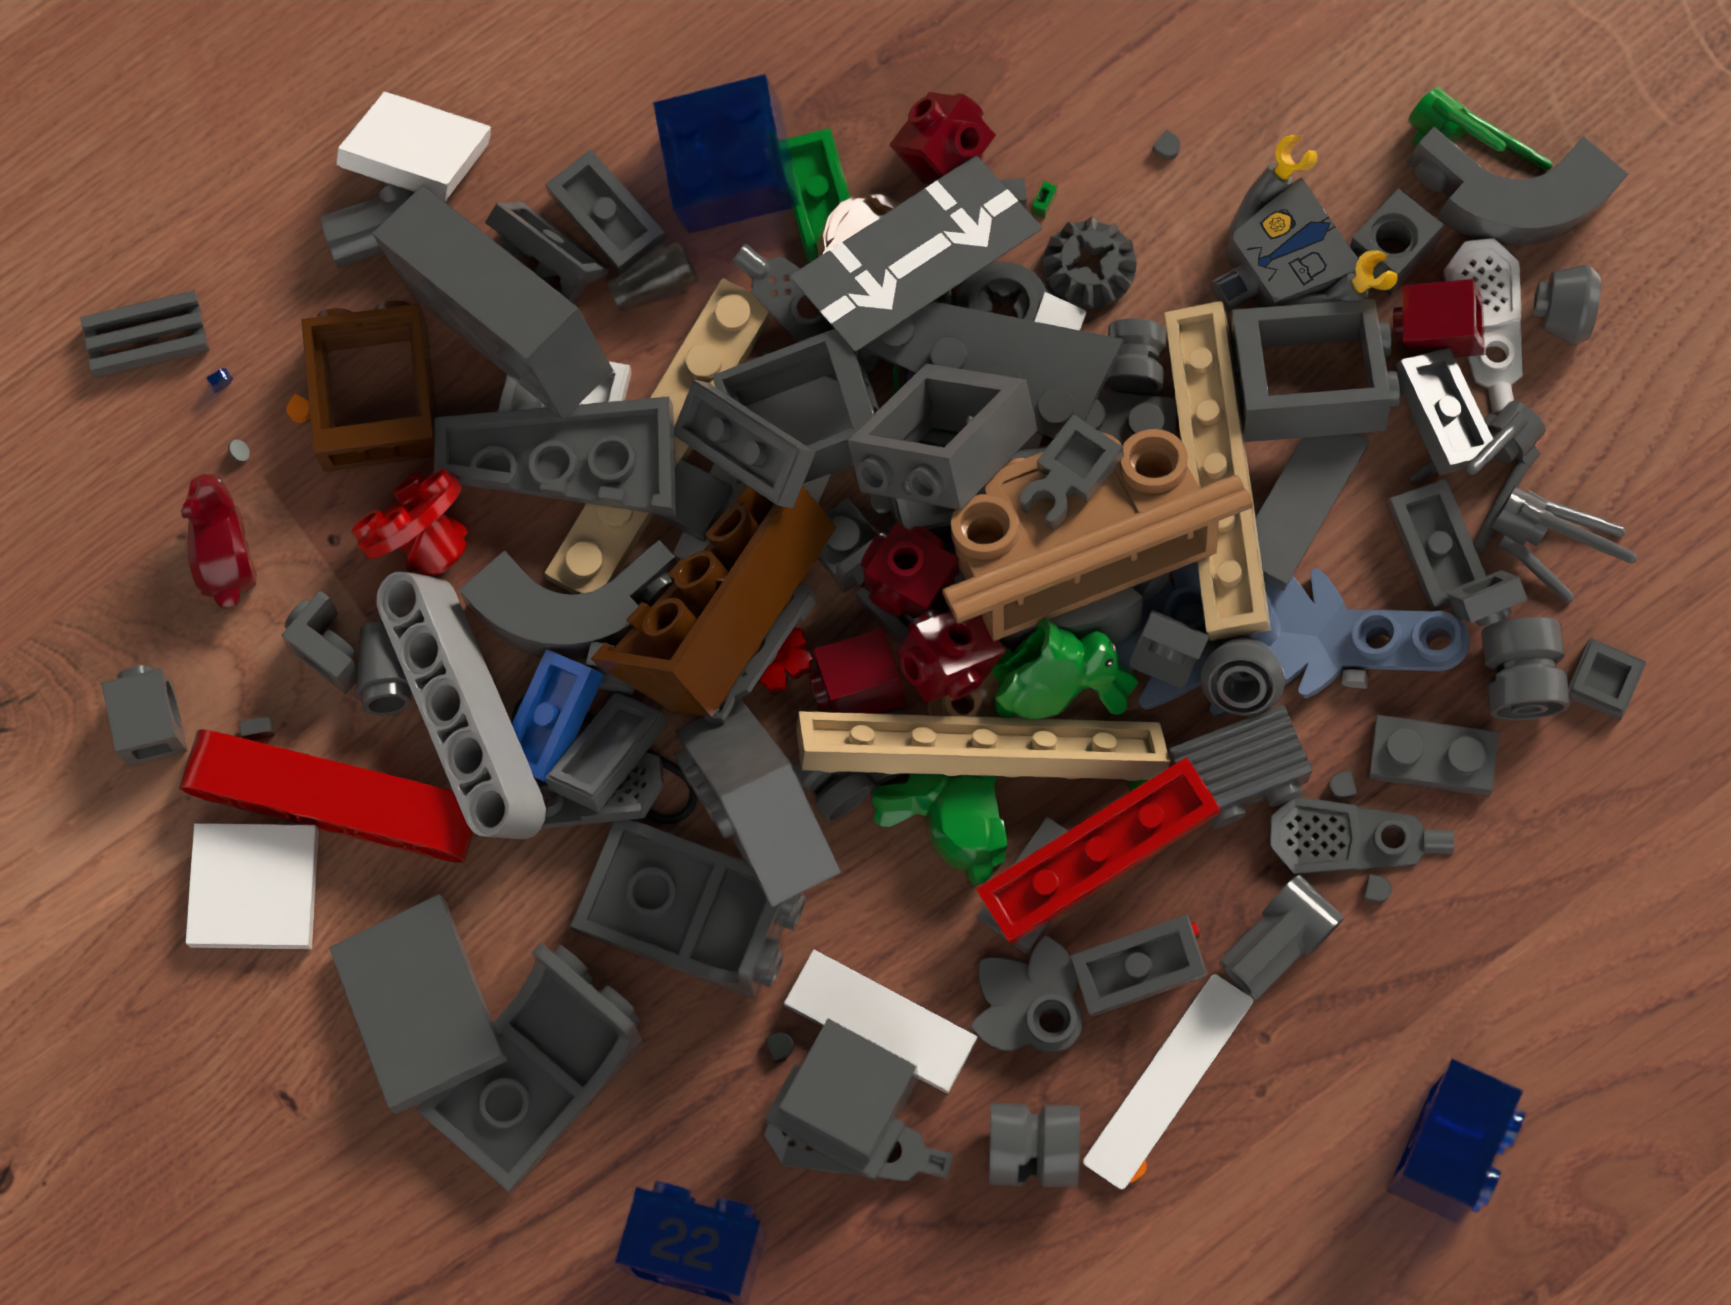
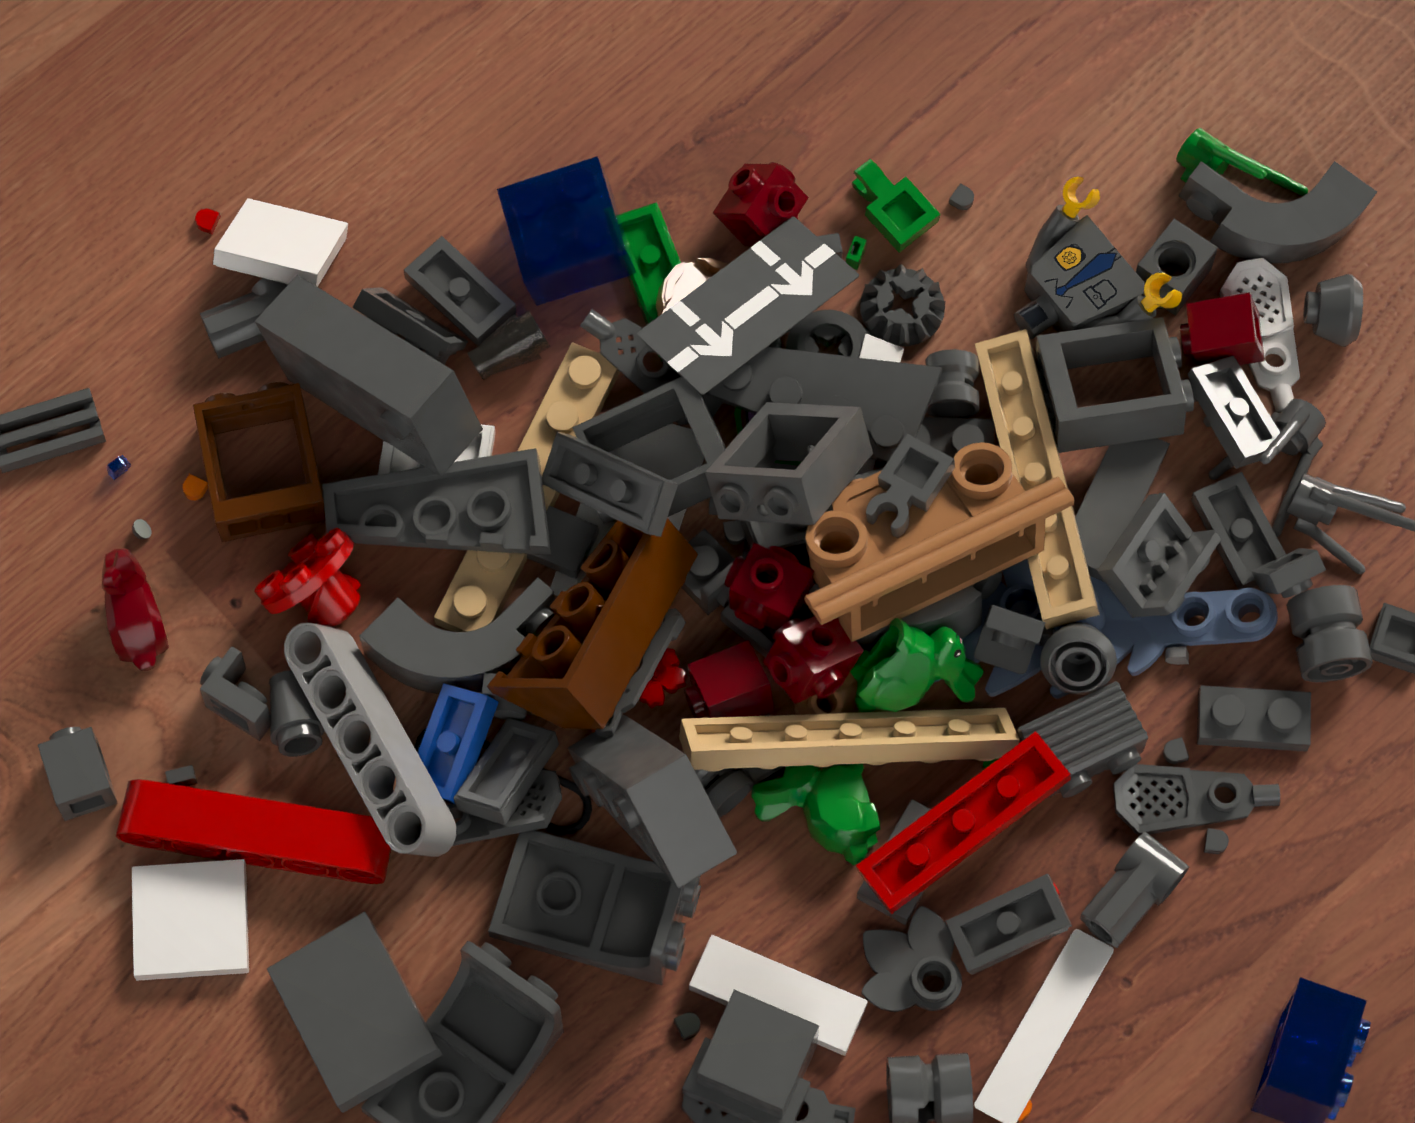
camera: 10 degrees left, 5 degrees down
(339, 112) = (207, 220): none -> red piece
(1093, 156) = (896, 210): none -> green plate
(1341, 571) = (1156, 559): none -> dark grey bracket

